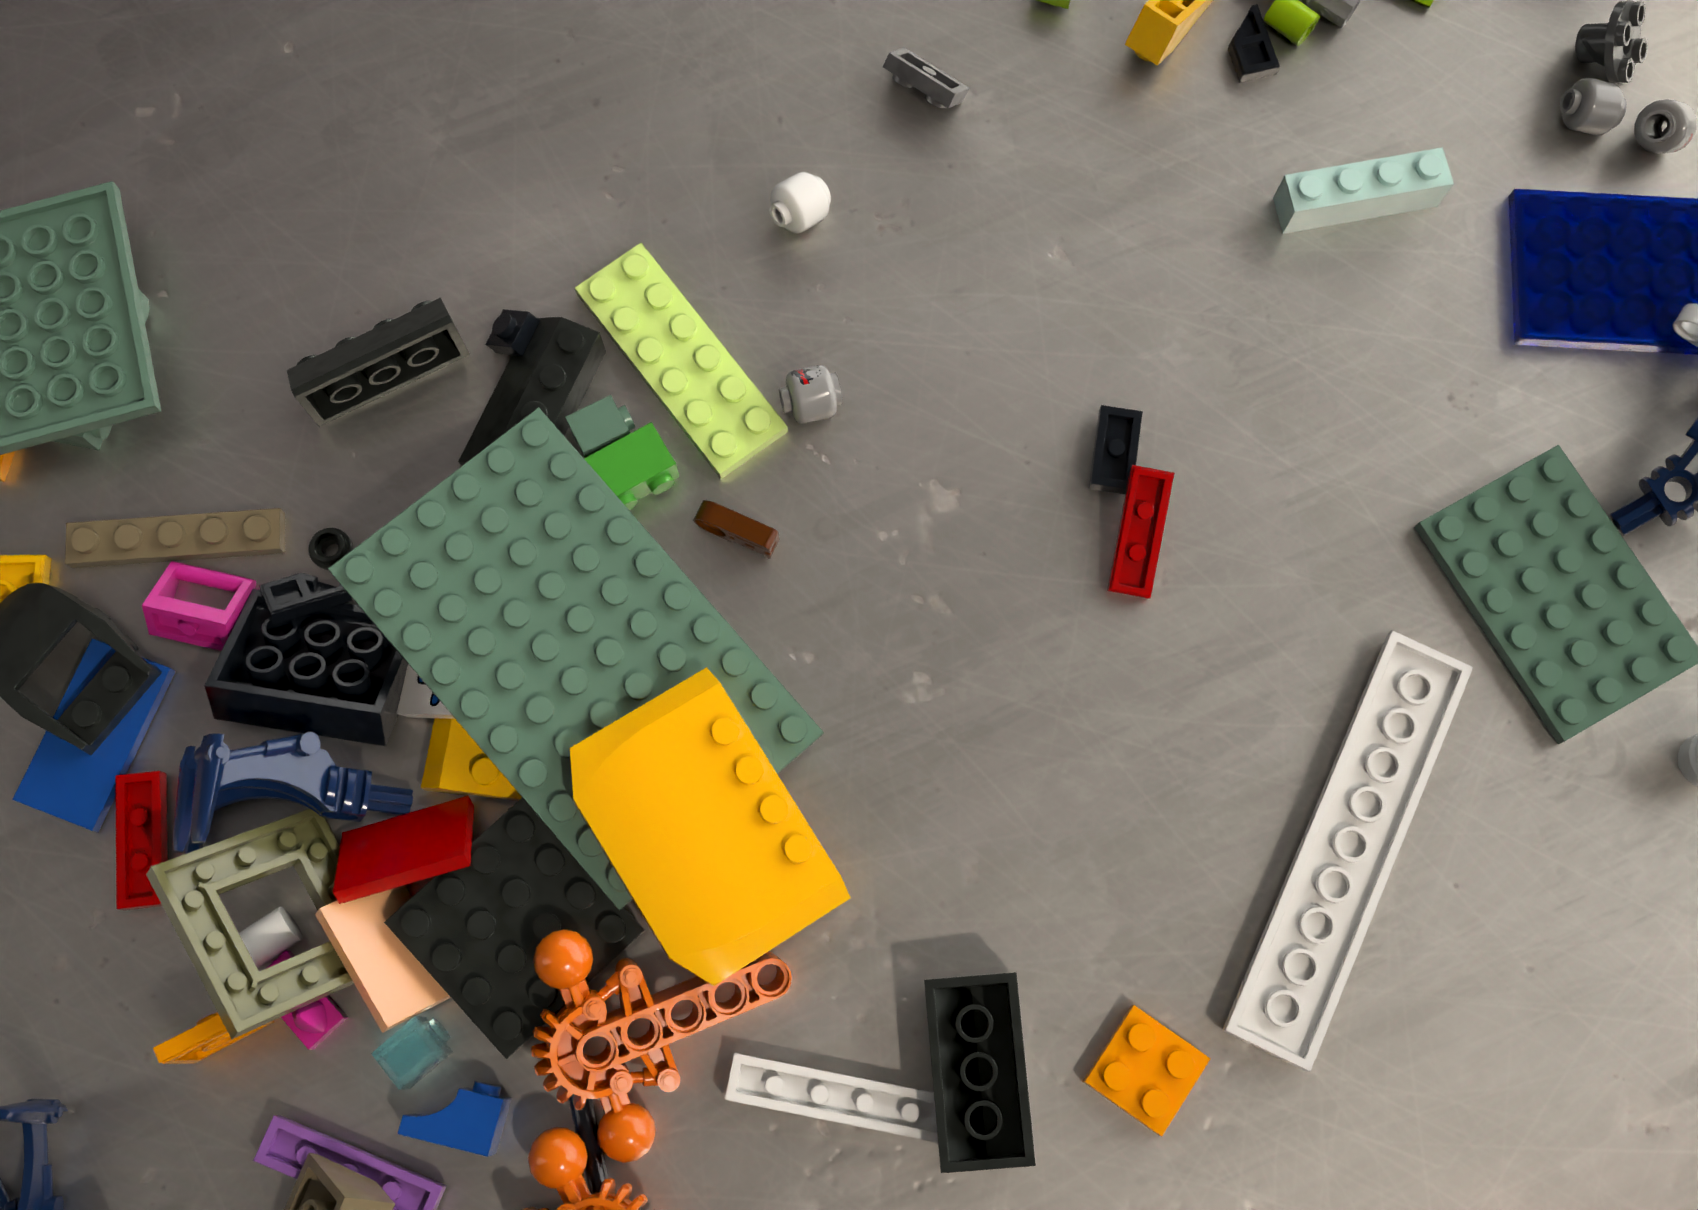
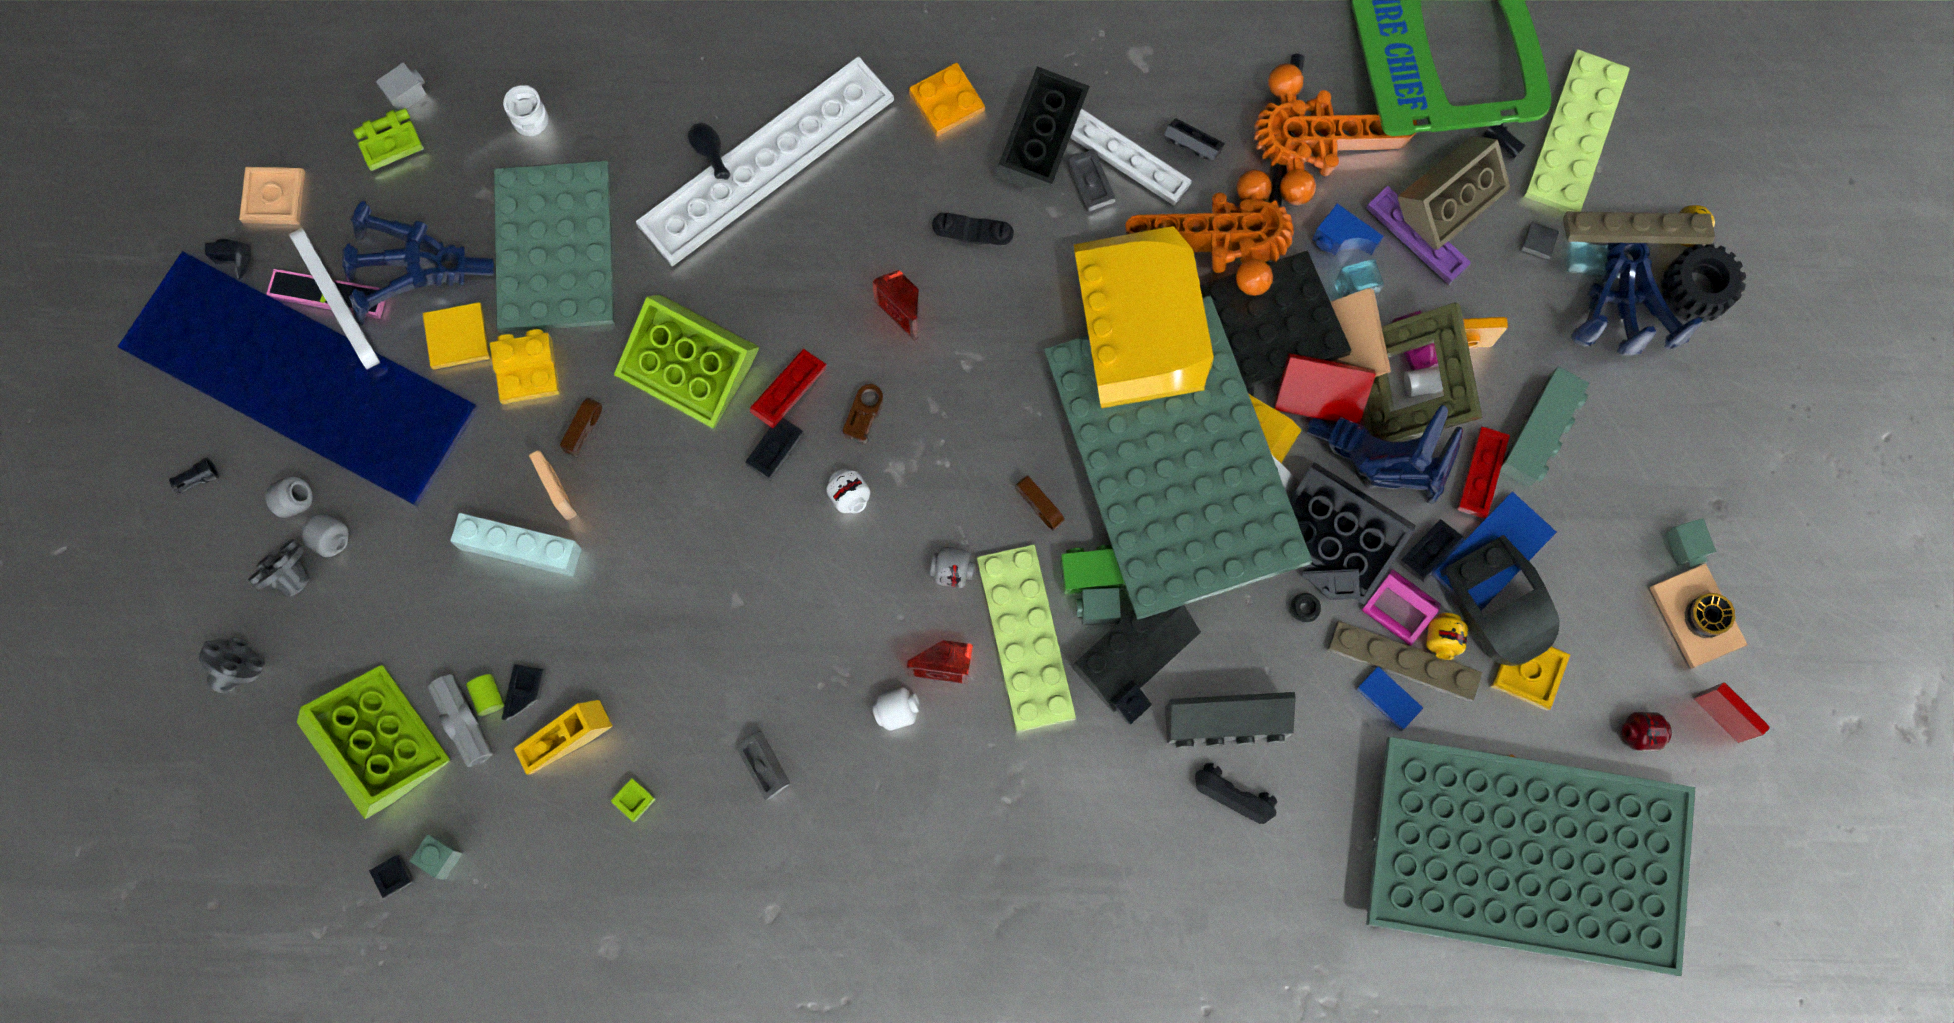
camera: 155 degrees left, 0 degrees up
(68, 948) = (1544, 426): none -> sand green brick
(122, 584) = (1447, 636): none -> yellow head
(179, 696) = (1432, 550): none -> black plate
(180, 482) = (1389, 698): none -> blue tile
(300, 276) = (1258, 809): none -> black piece
(748, 1174) = (1186, 135): none -> black plate
(767, 264) = (943, 662): none -> clear red slope
(874, 1033) = (1091, 180): none -> flat silver plate
(991, 433) = (847, 491): none -> white head
(1008, 875) = (972, 229): none -> black piece
(1025, 544) = (862, 416): none -> reddish brown piece
(1052, 708) = (899, 300): none -> clear red slope
(1295, 514) = (685, 359): none -> lime slope
(1362, 268) = (553, 485): none -> light nougat tile
(1374, 367) = (581, 427): none -> reddish brown piece
(1444, 827) = (707, 142): none -> black piece
(1491, 413) = (524, 366): none -> yellow plate
(1602, 416) = (456, 336): none -> yellow tile

